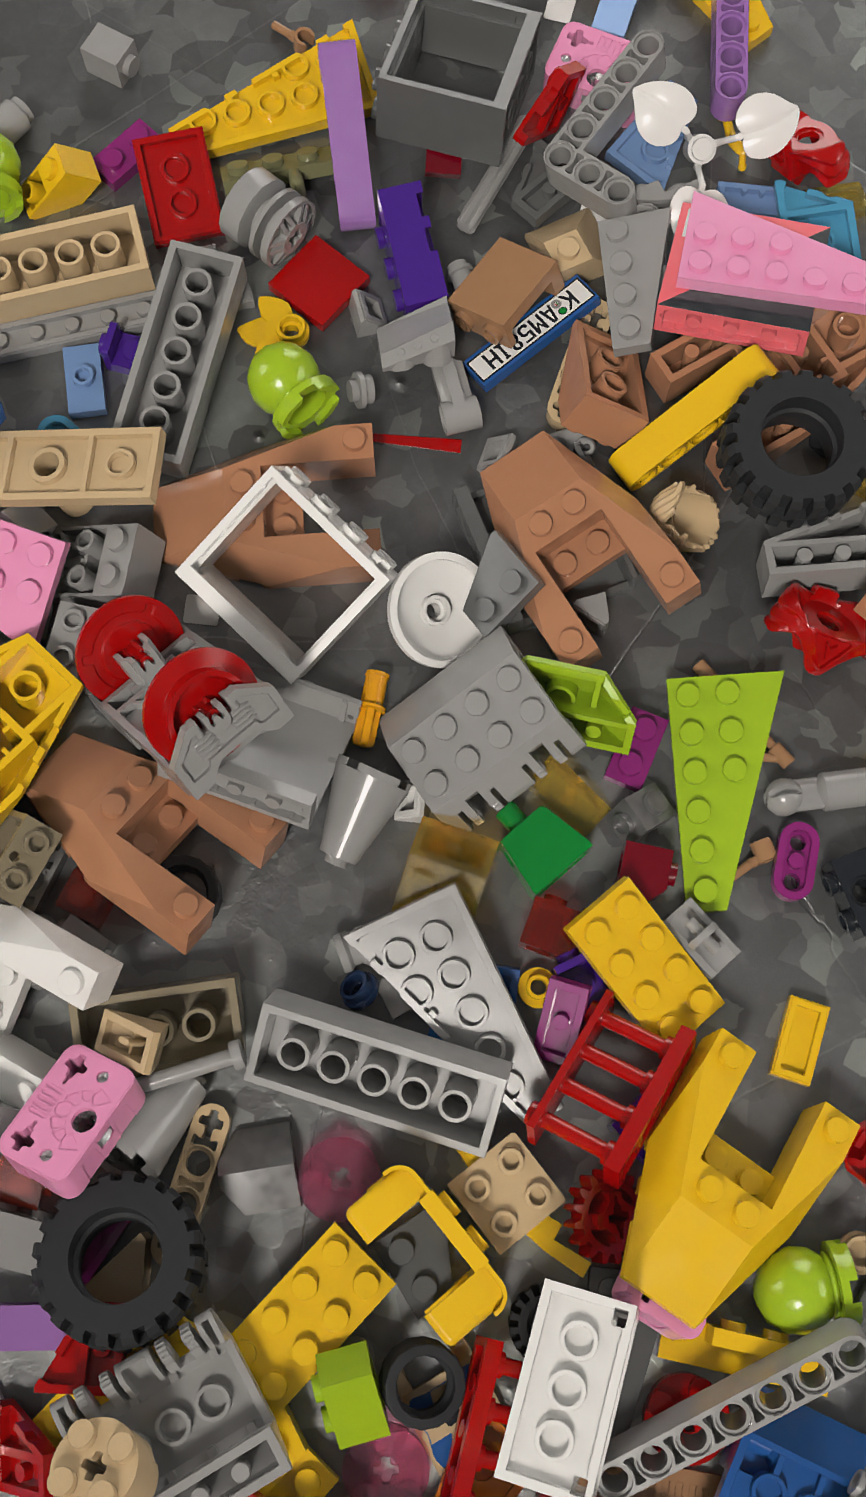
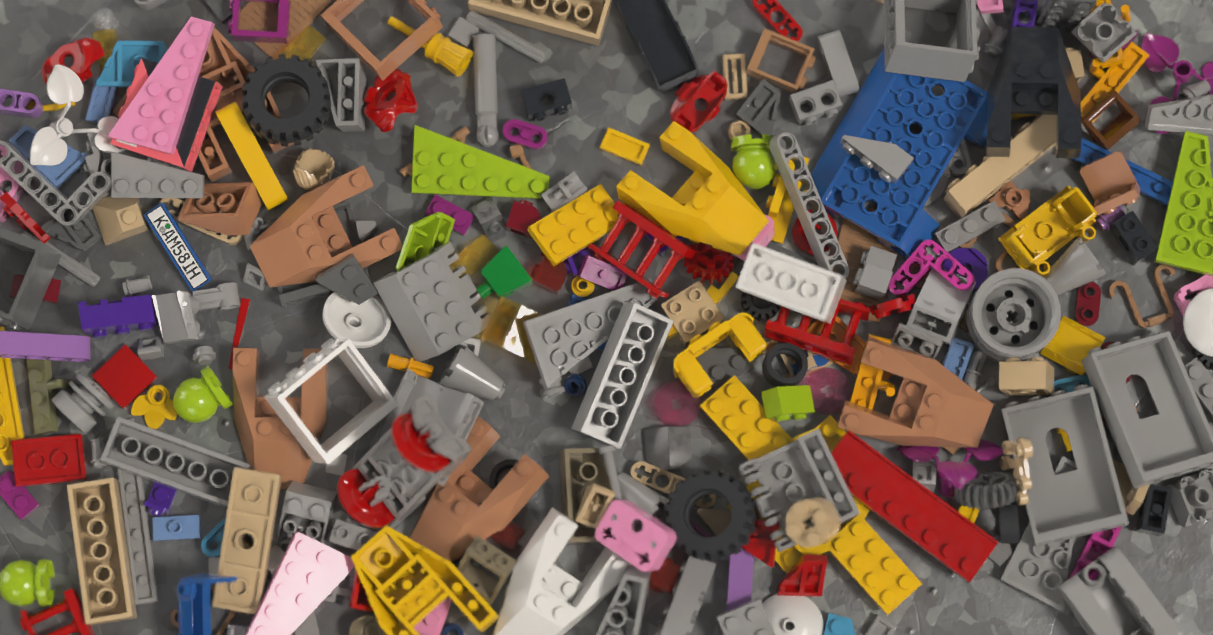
camera: 85 degrees left, 5 degrees up
(60, 181) = (35, 536): yellow slope -> none
(503, 290) = (151, 260): medium nougat panel -> none

